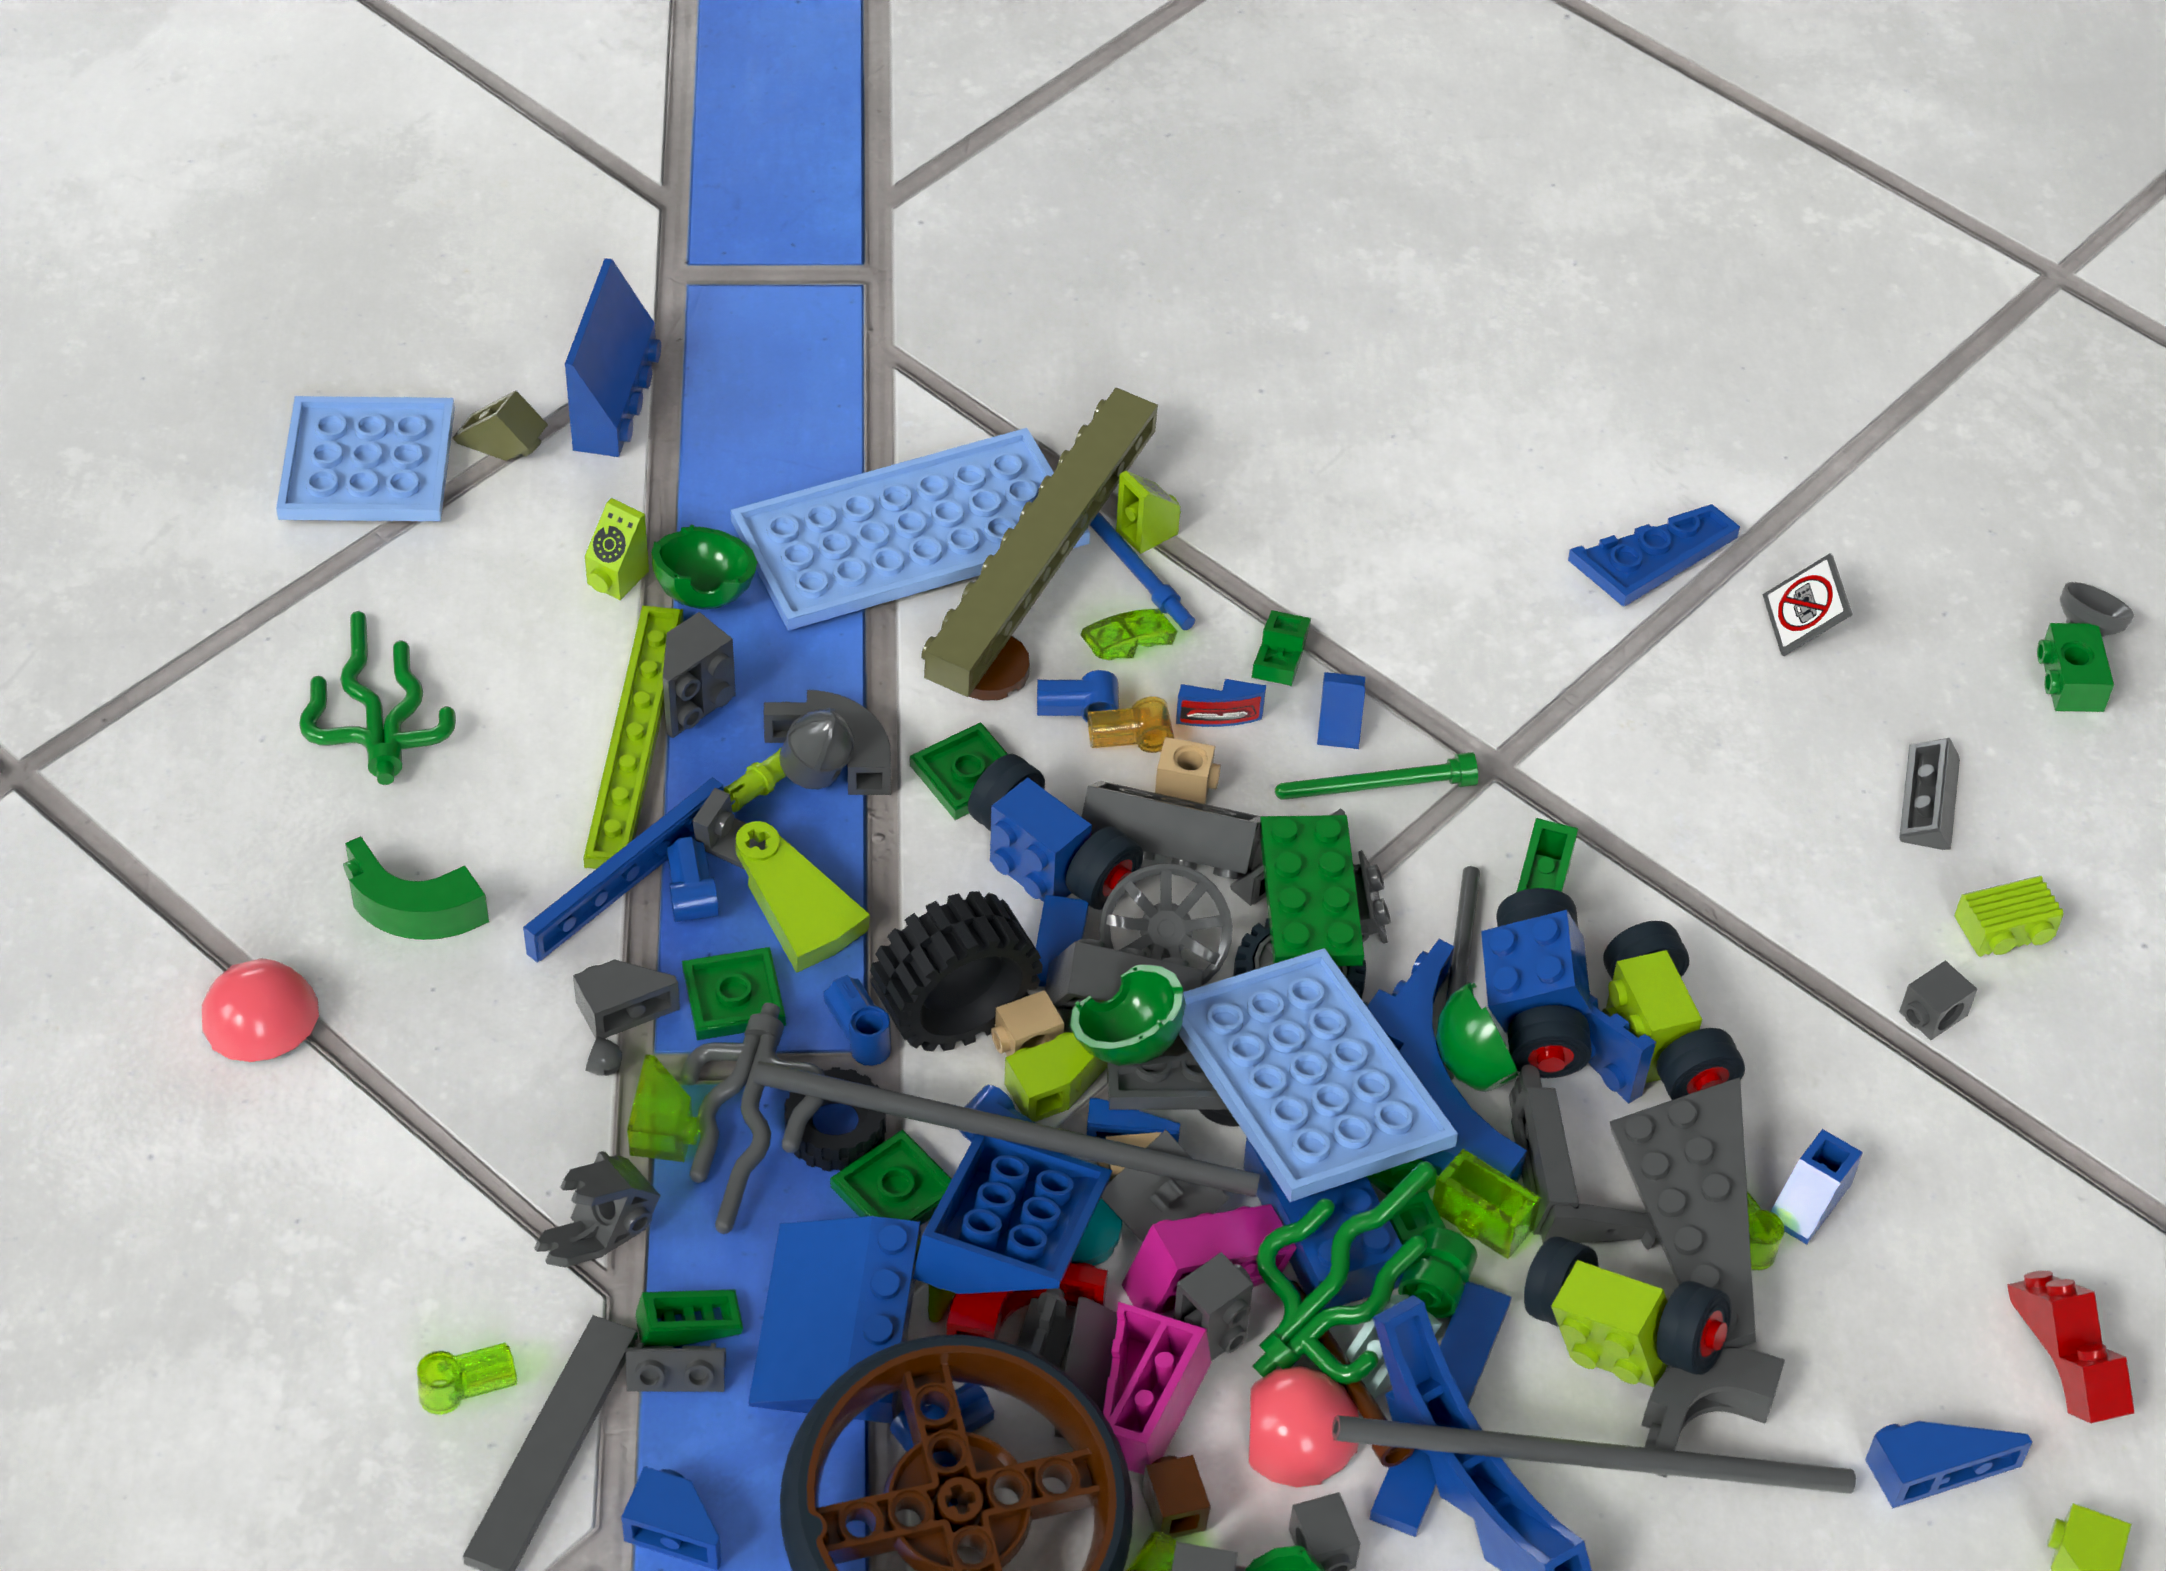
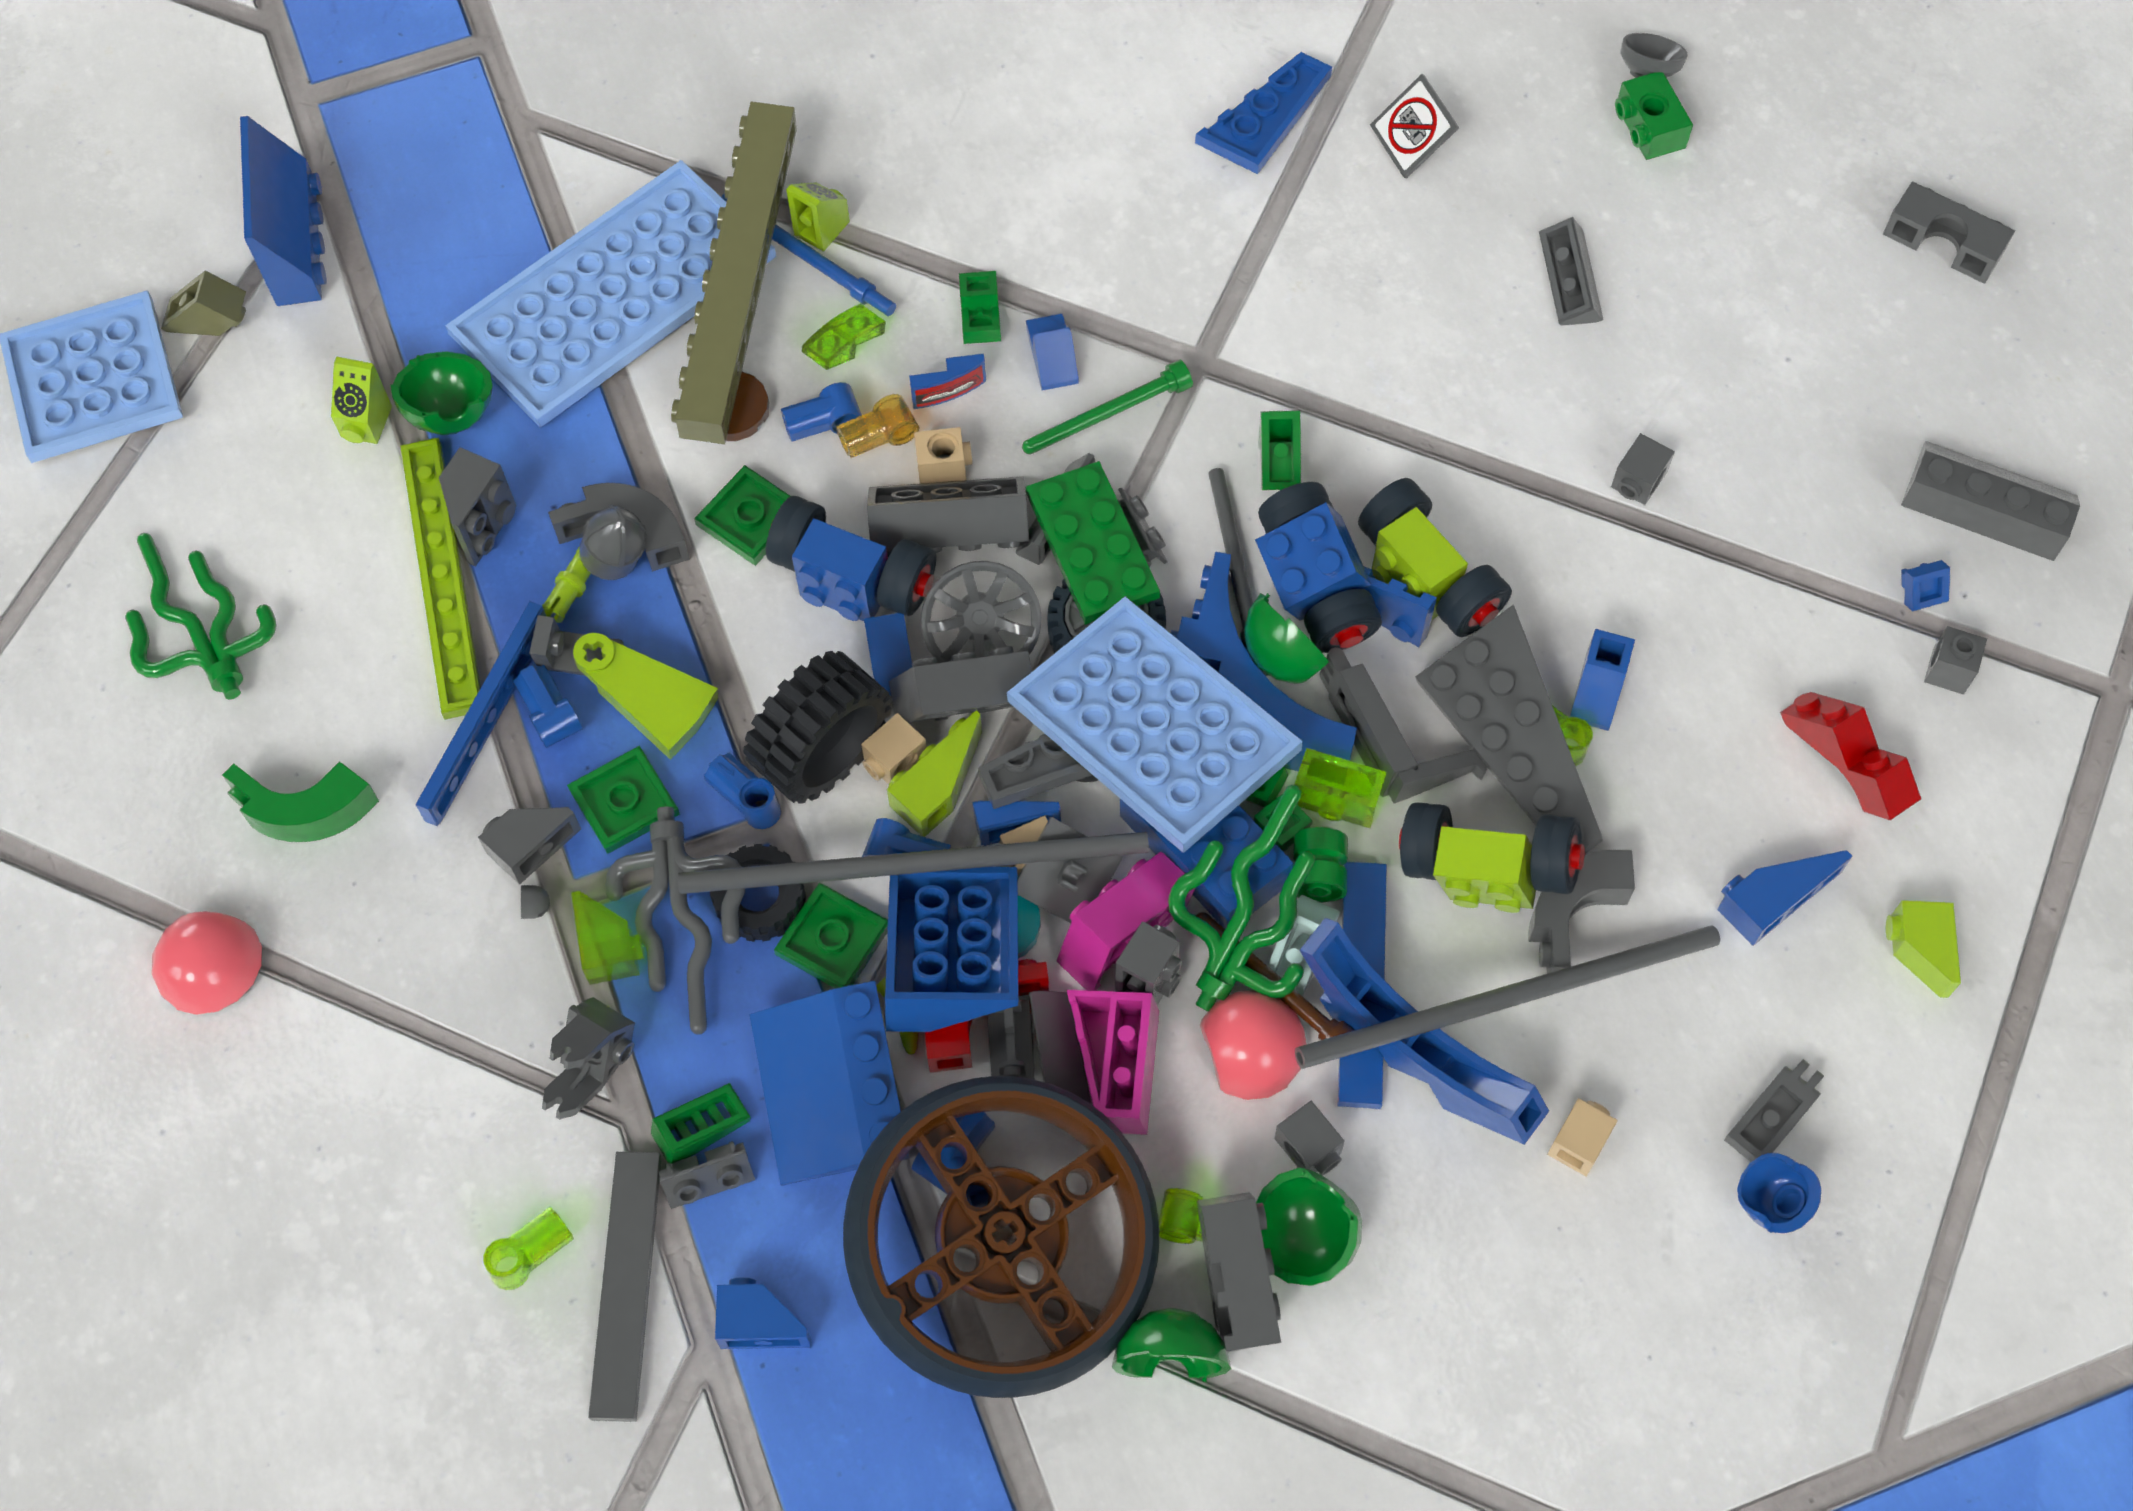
camera: 15 degrees left, 15 degrees up
(1136, 1021) = (990, 725): green cylinder -> none
(1176, 1496) = (1175, 1149): reddish brown brick -> none
(2009, 916) = (1675, 370): lime brick -> none

